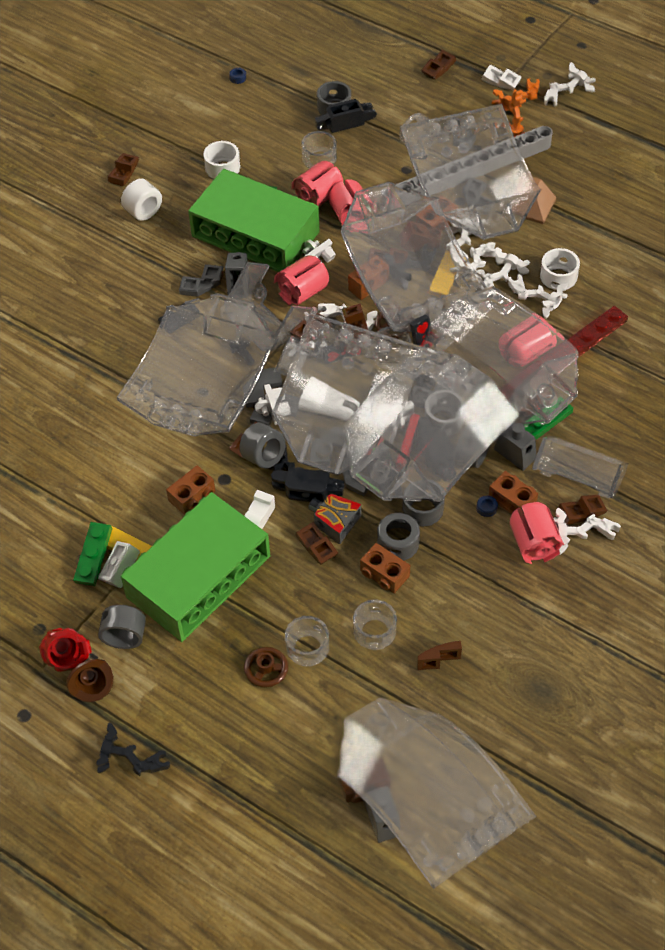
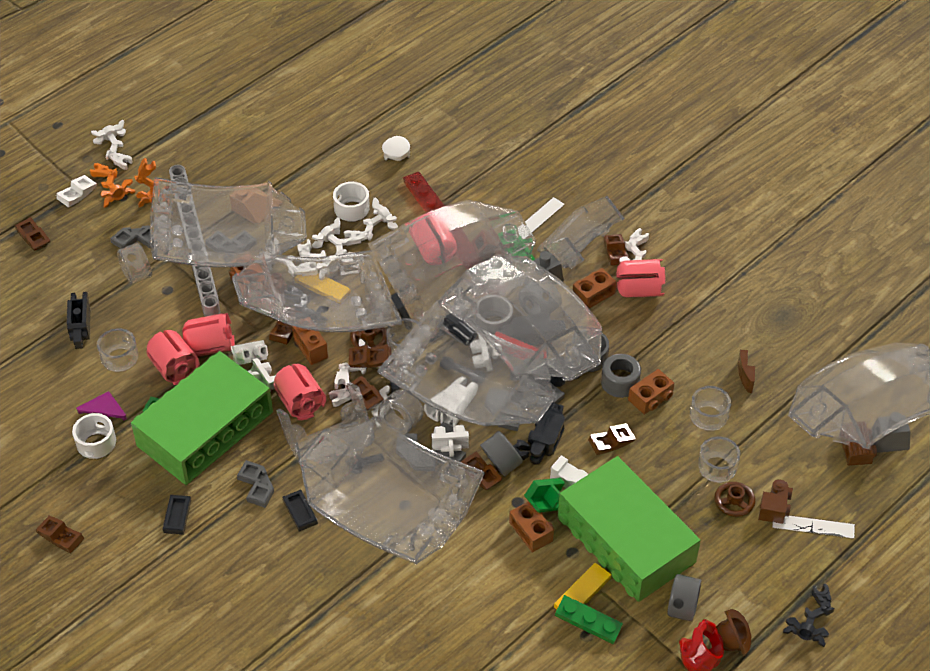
camera: 80 degrees left, 5 degrees down
(121, 557) = (603, 599): white slope -> none
(141, 199) = (128, 514): white piece -> none
(158, 236) = (177, 514): none -> black tile
(224, 488) = (545, 494): none -> green panel
(234, 266) = (266, 444): dark grey torso -> none
(249, 749) = (817, 526): none -> white sticker
(260, 161) = (103, 404): none -> magenta tile
(260, 706) = (774, 503): none -> reddish brown brick
(324, 98) = (44, 315): dark grey piece -> none
(333, 232) = (246, 352): none -> white hips
(335, 516) = (588, 417): torso -> none
(388, 368) = (459, 329): none -> black hinge
(487, 506) = (599, 310): dark blue tile -> none
(603, 432) = (543, 214): none -> white sticker
(649, 289) = (396, 148): none -> white hair

